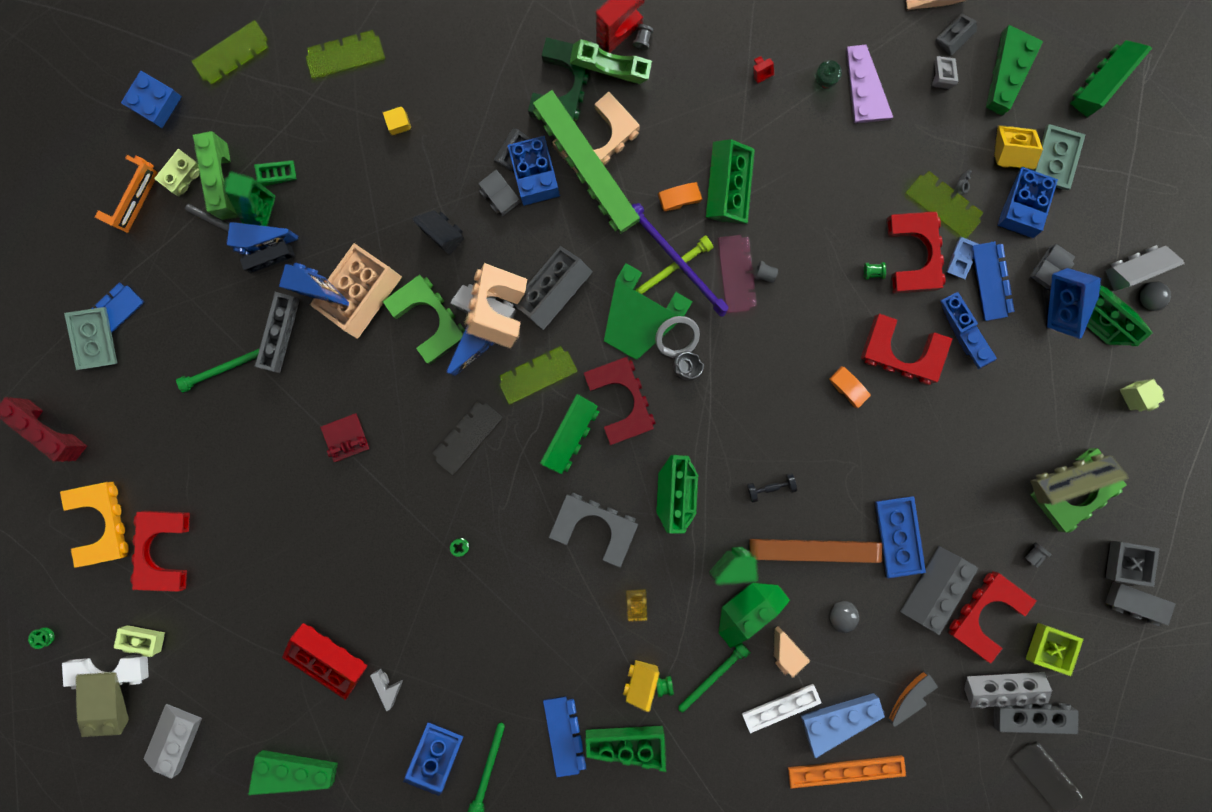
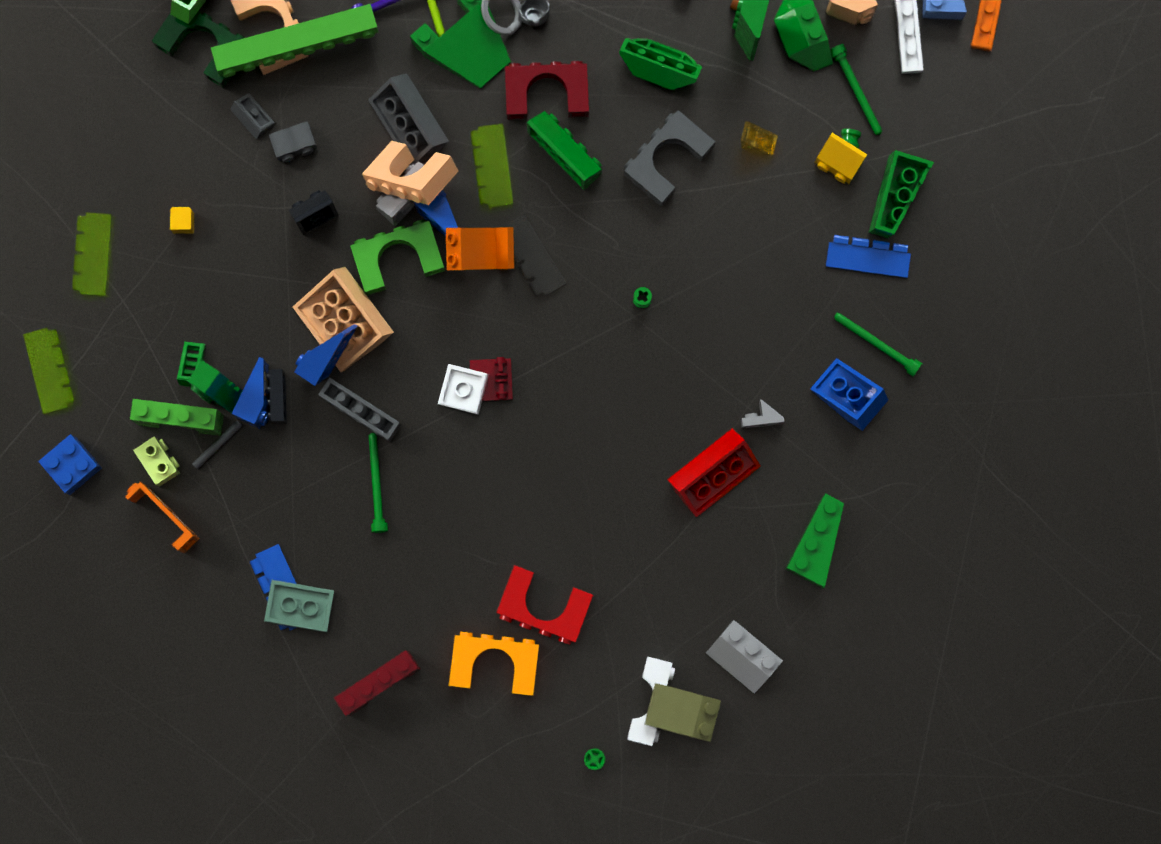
camera: 75 degrees left, 5 degrees down
(139, 640) = (630, 653): yellowish green brick -> none
(327, 416) = (463, 389): none -> white tile
(450, 389) = (479, 248): none -> orange panel
(533, 170) = (282, 98): blue slope -> none

